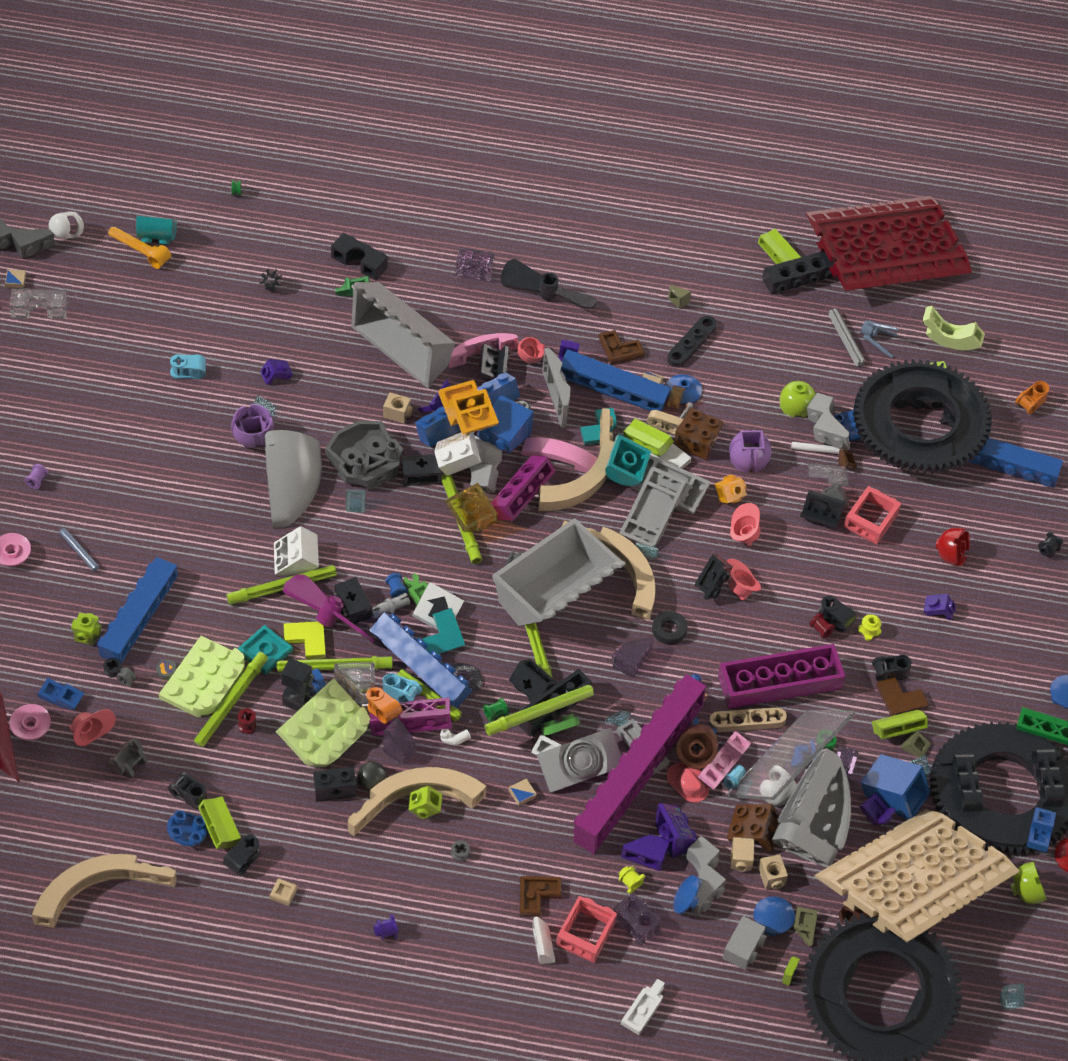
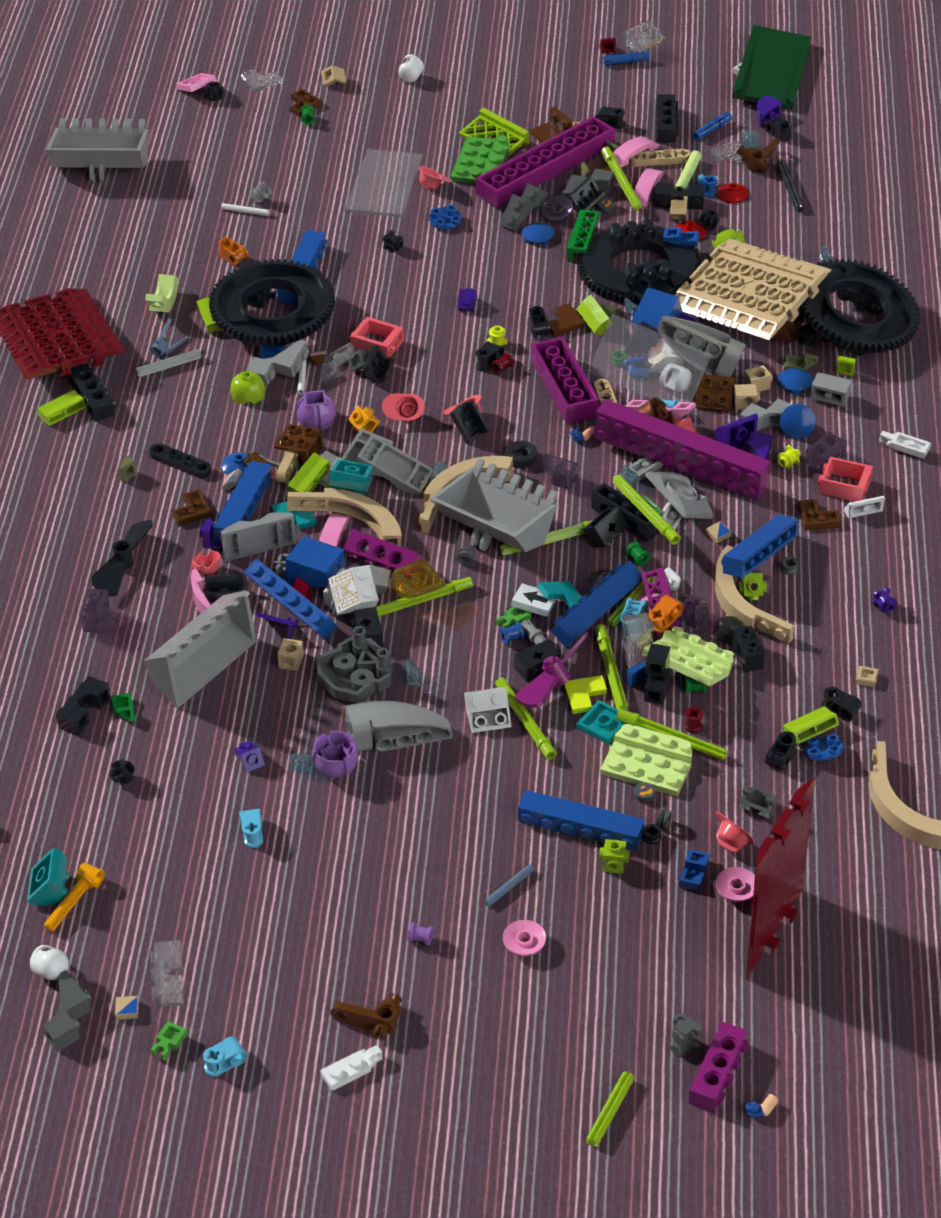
camera: 90 degrees left, 10 degrees down
(468, 407) = (308, 576): light orange bracket -> none
(473, 812) = (760, 546): none -> blue brick
(952, 546) = (406, 289): red cylinder -> none

